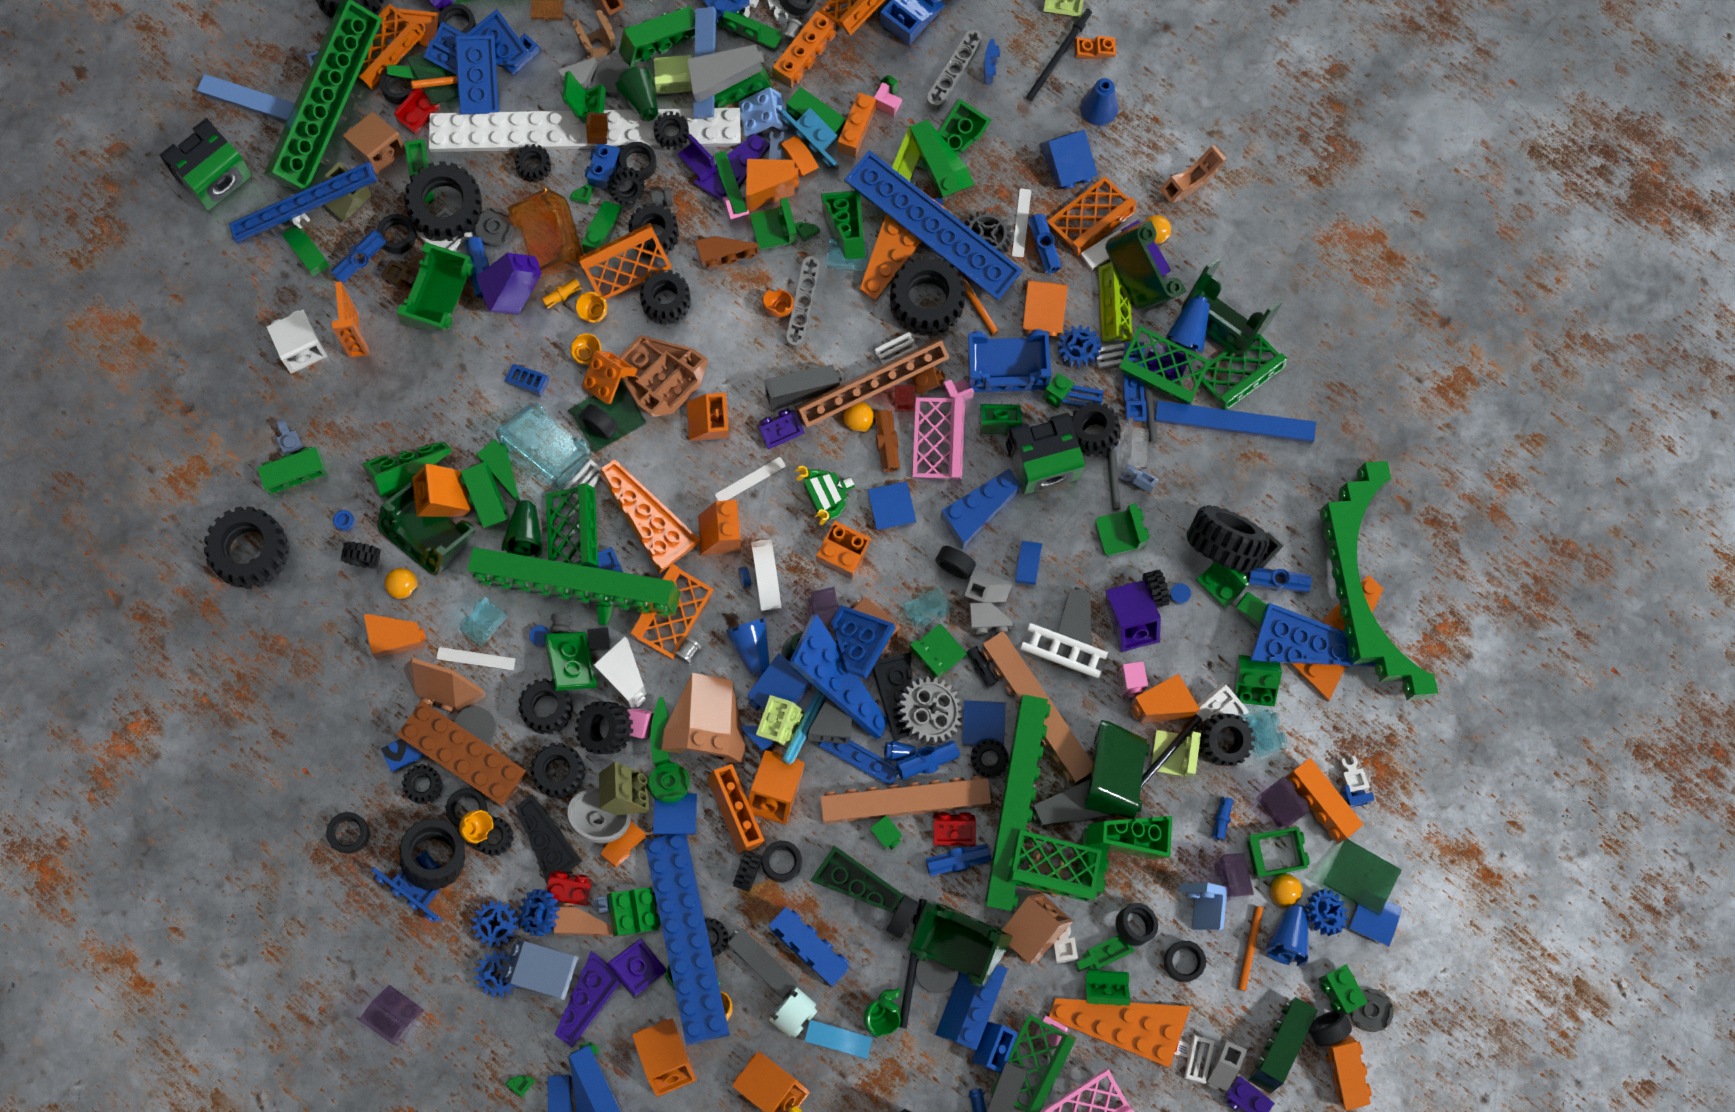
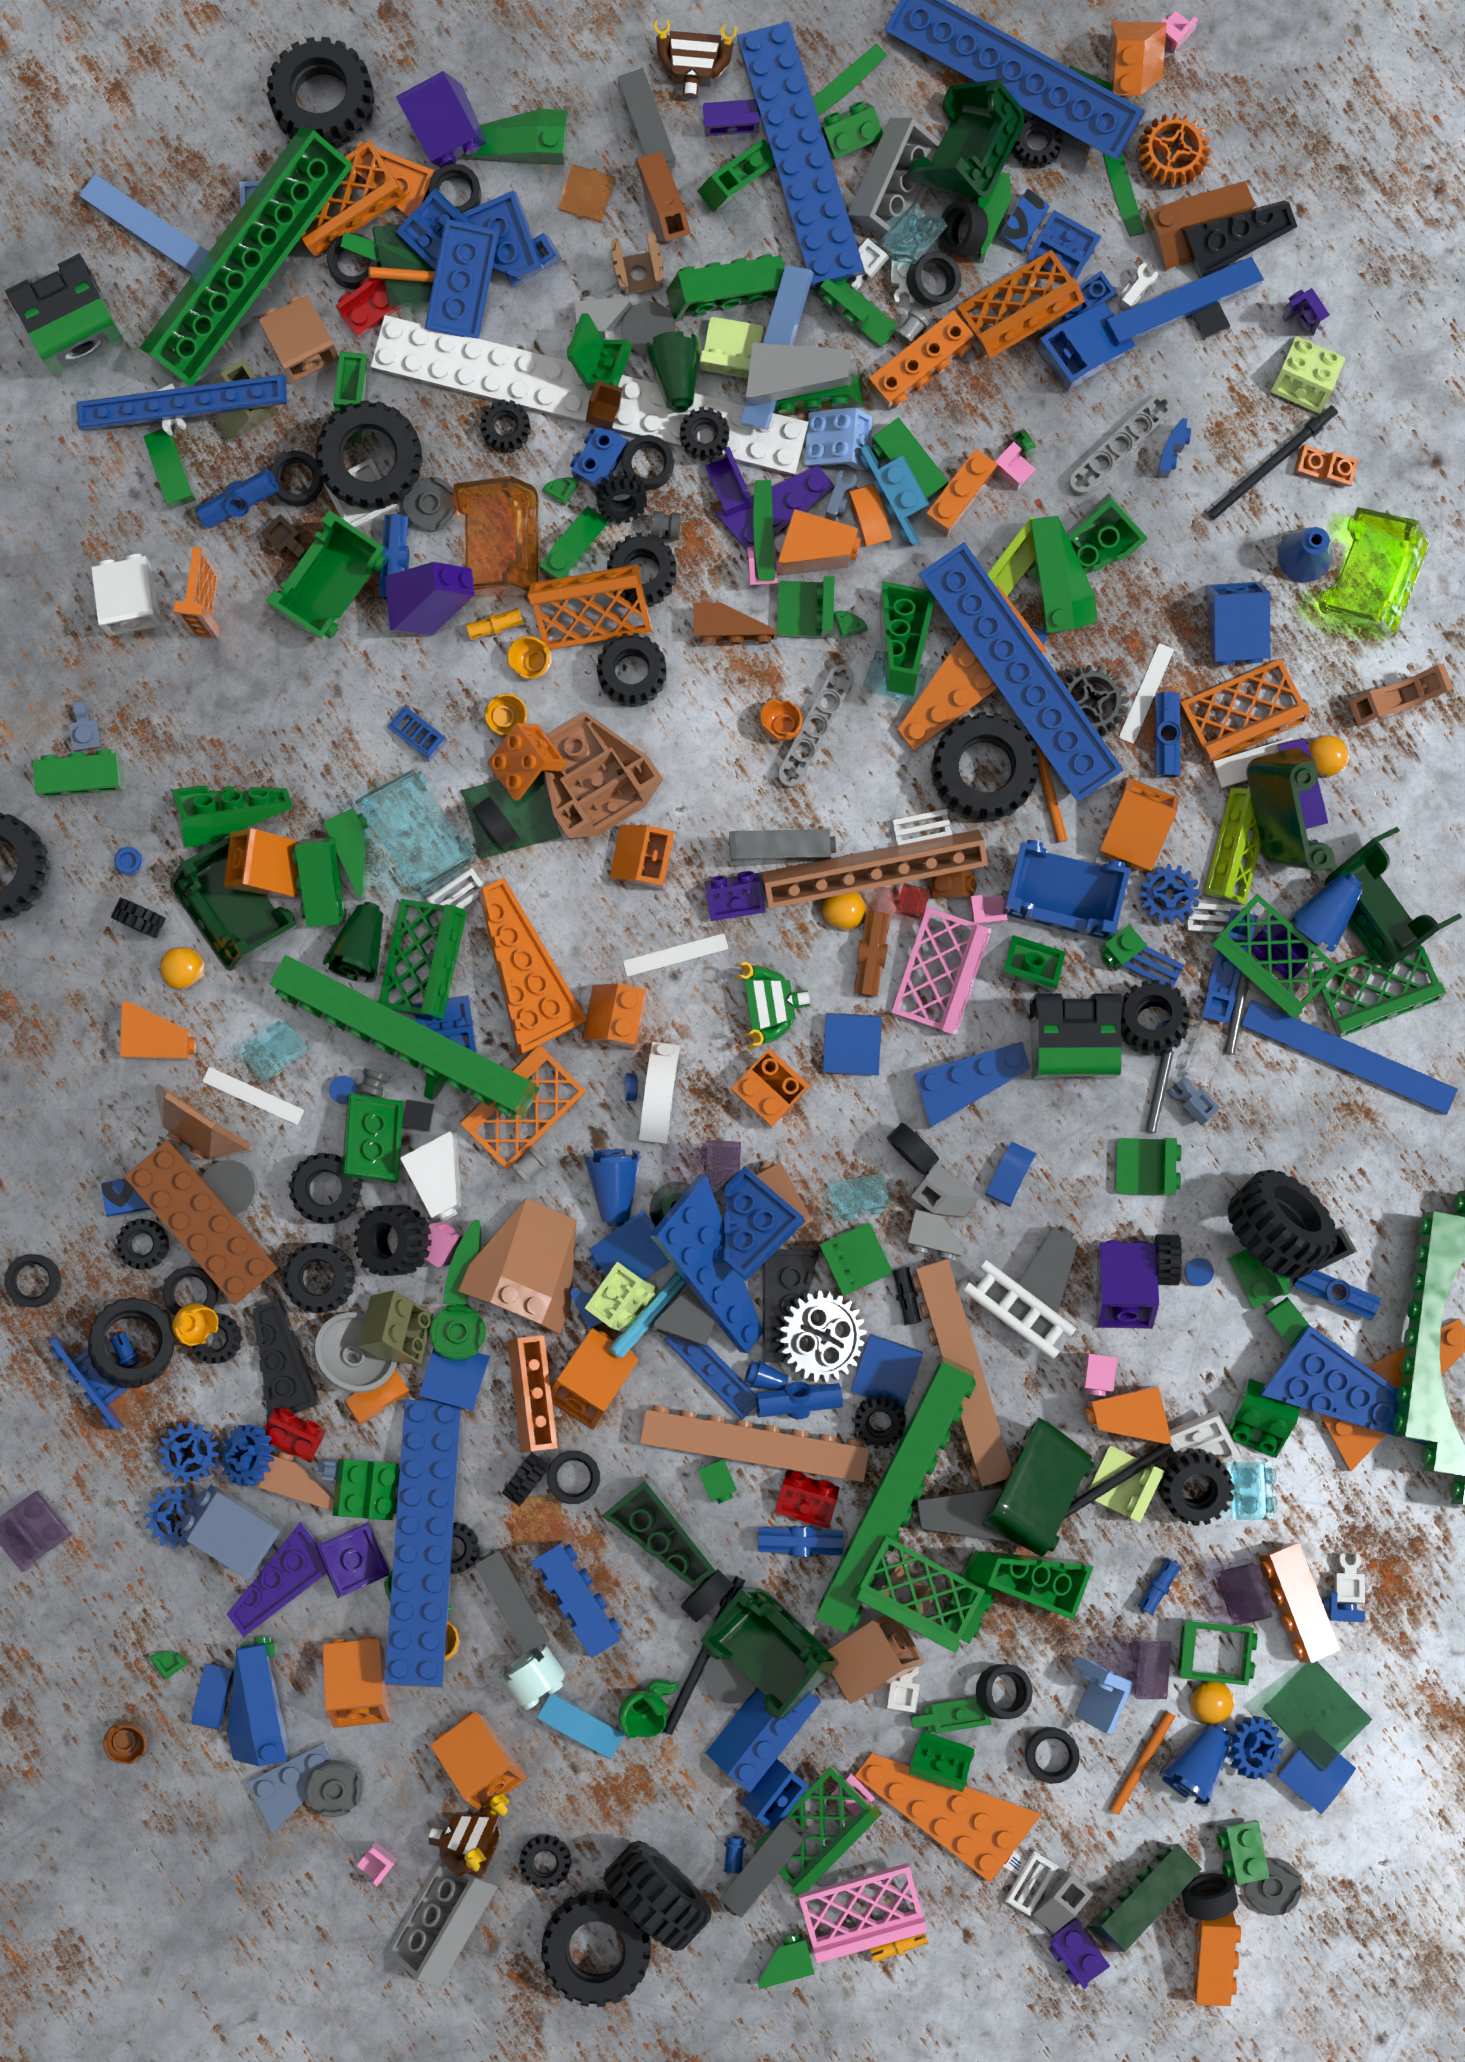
camera: 20 degrees right, 10 degrees up
(1151, 102) = (1377, 572): none -> clear neon green windscreen

